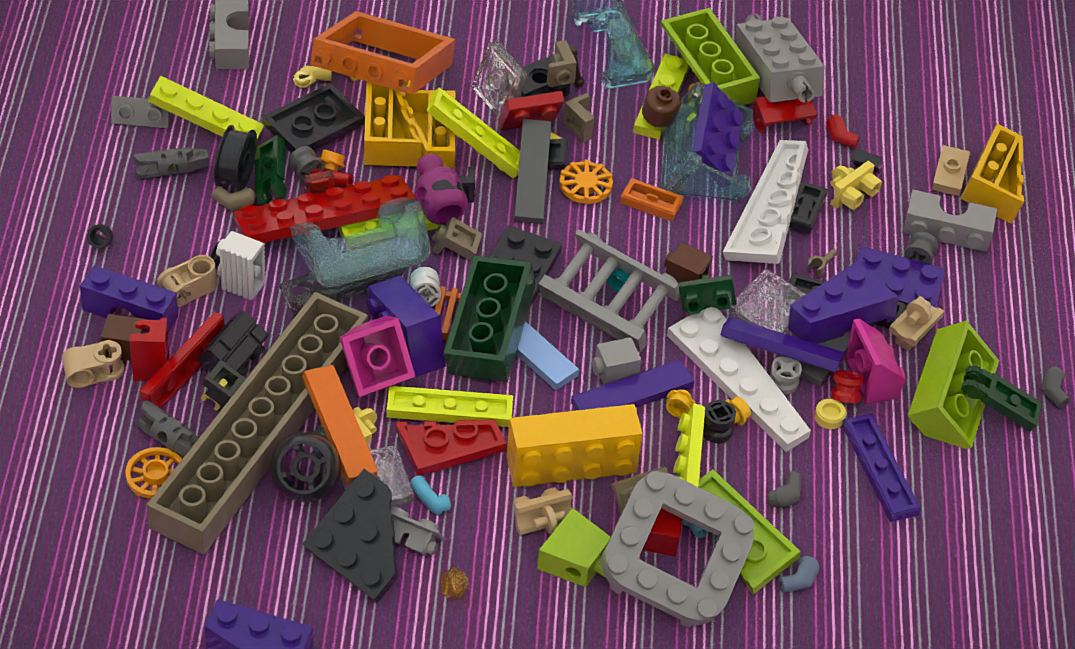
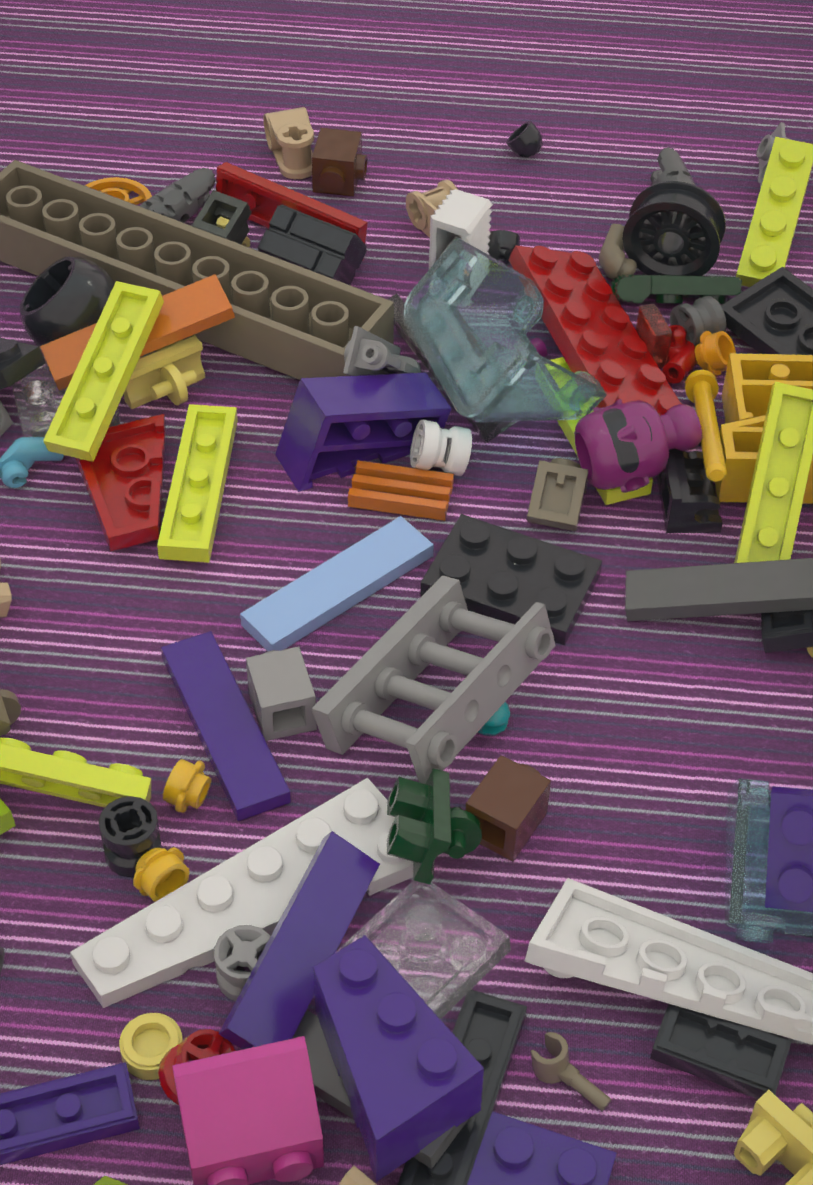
camera: 95 degrees right, 0 degrees up
(107, 290) = (406, 146): dark purple arch -> none
(149, 350) = (296, 158): red hinge -> none
(363, 170) = (702, 389): none -> yellow bar
(368, 302) = (375, 356): none -> light grey hinge
(377, 355) = (264, 366): dark pink slope -> none
(384, 433) = (104, 371): none -> neon yellow plate
(490, 318) = (354, 507): dark green brick -> none
(573, 445) = (70, 608): yellow brick -> none
(586, 182) = (733, 679): light orange wheel -> none
(649, 201) = (694, 814): orange tile -> none

